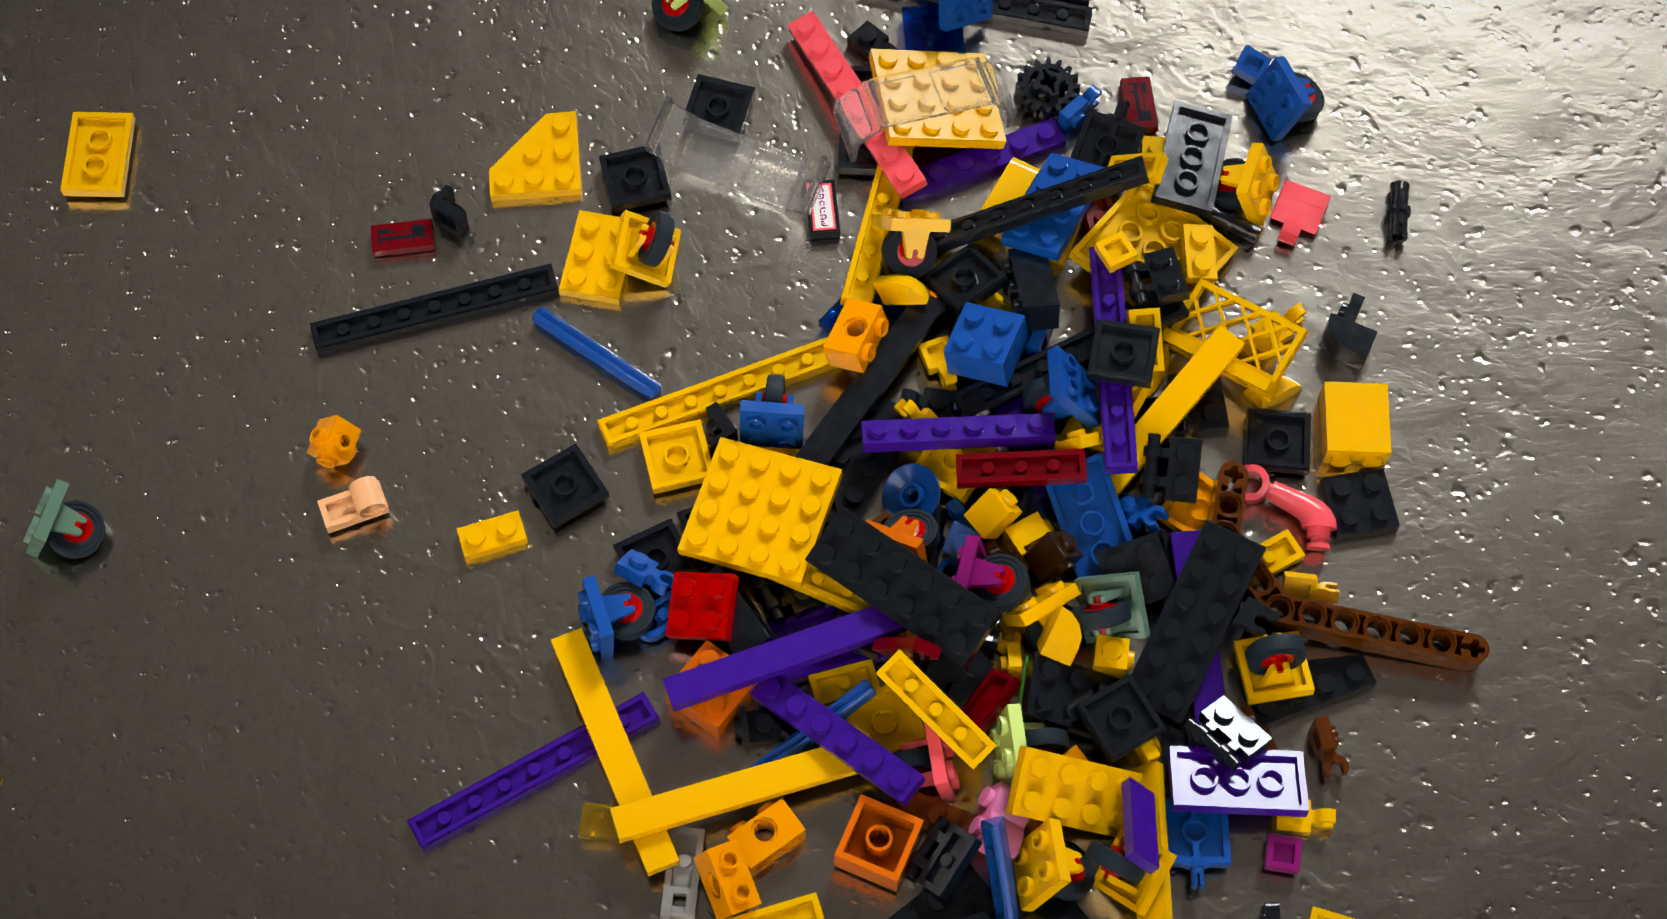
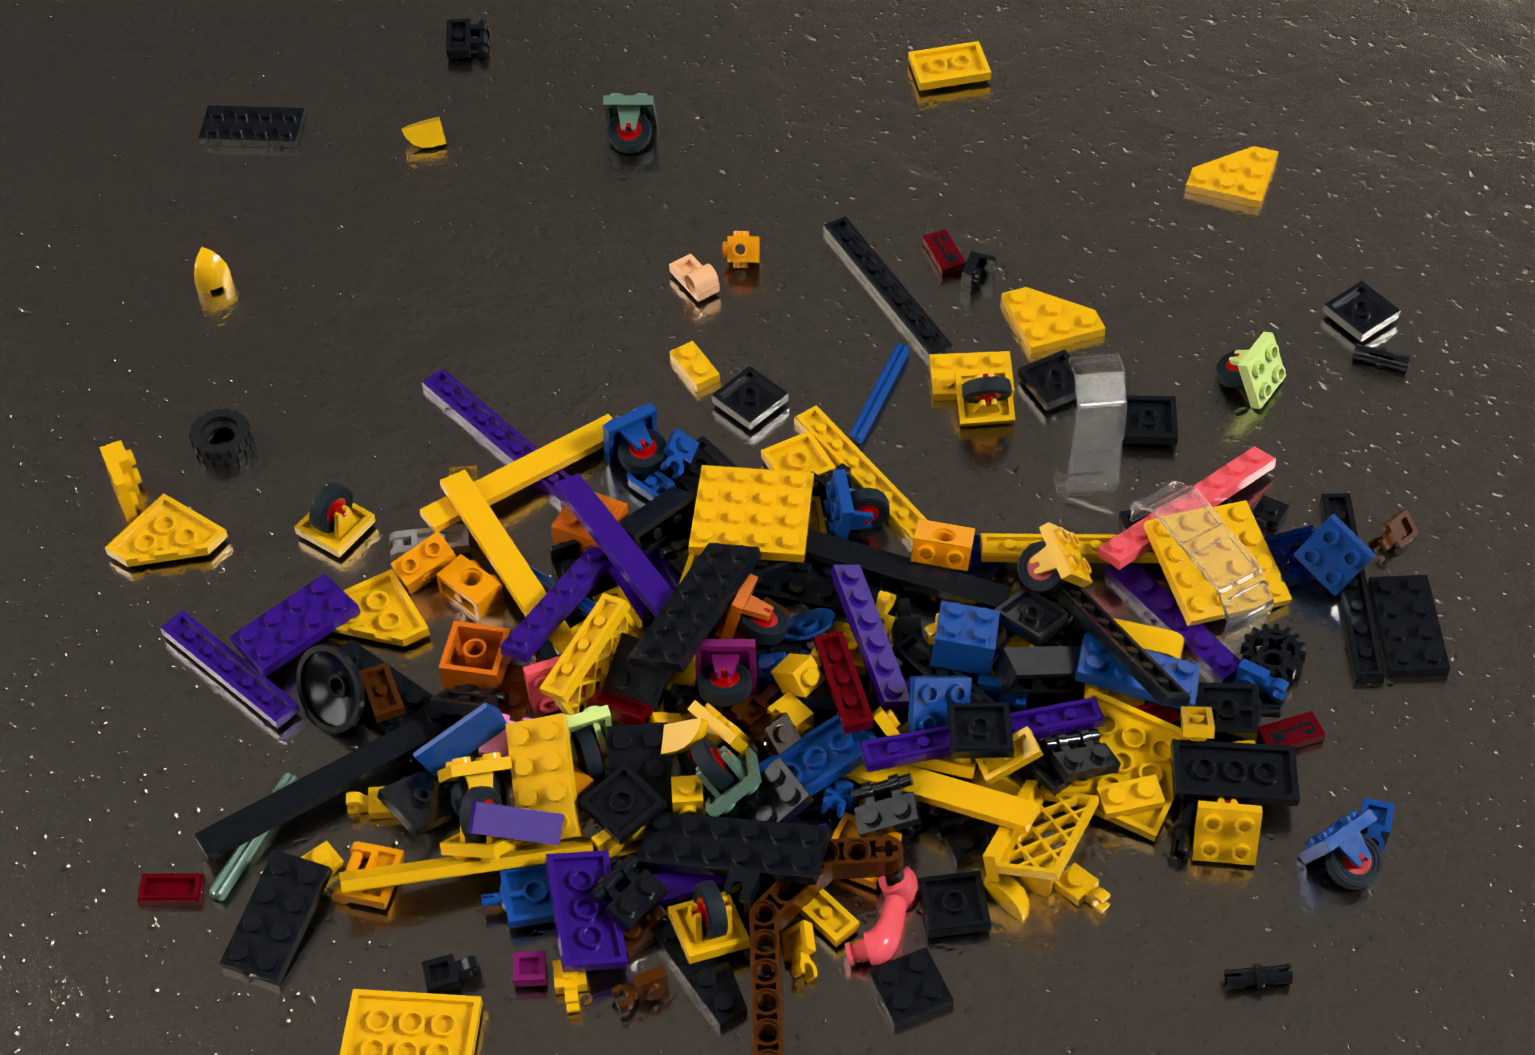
camera: 80 degrees right, 15 degrees down
(702, 606) = (655, 493): red plate -> none
(824, 217) = (1077, 513): tile -> none
(901, 290) = (1004, 570): yellow brick -> none
(912, 646) = (638, 620): dark red tile -> none
(1116, 251) = (1089, 709): yellow plate -> none
(1298, 209) = (1224, 886): coral piece -> none
(1346, 339) = (1089, 941): black brick -> none
(1354, 424) = (992, 965): yellow brick -> none

